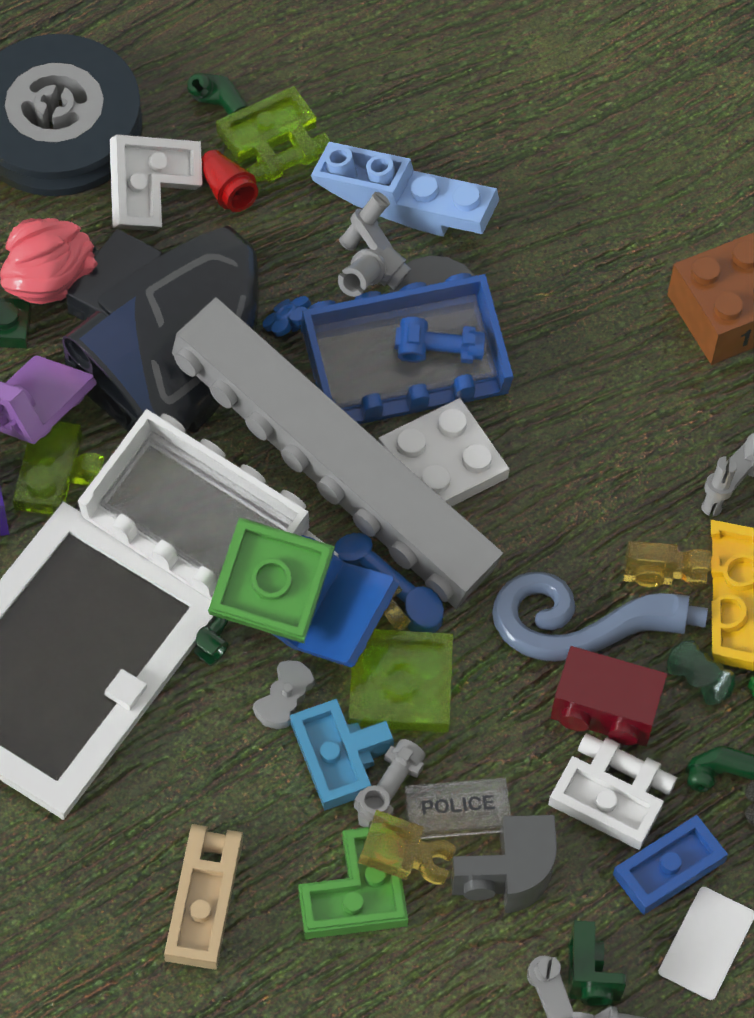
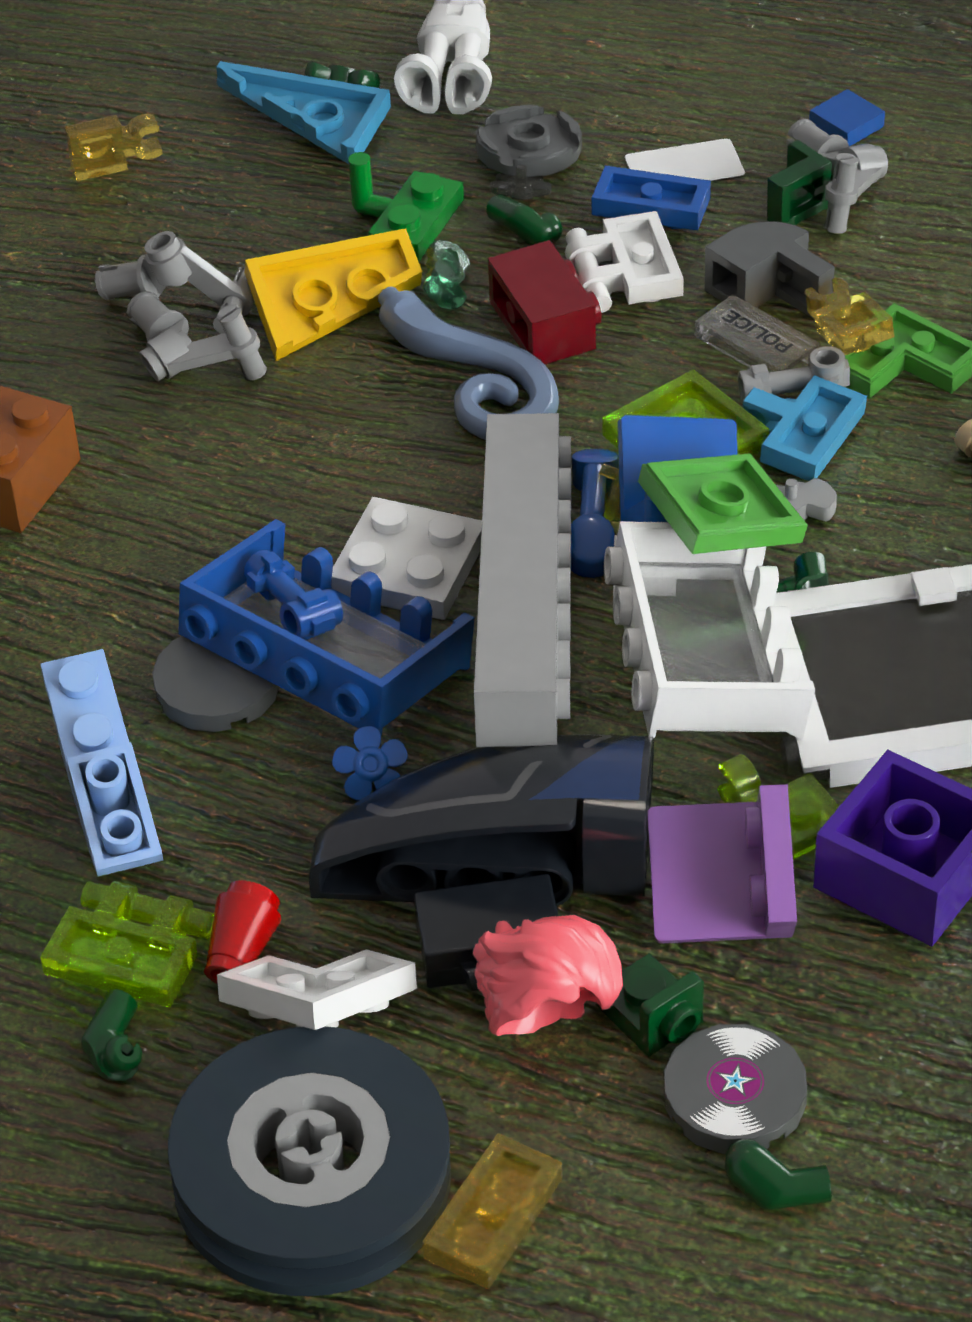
camera: 125 degrees left, 15 degrees down
(375, 264) = (231, 705): light grey pin -> none
(659, 563) = (370, 347): clear yellow plate -> none

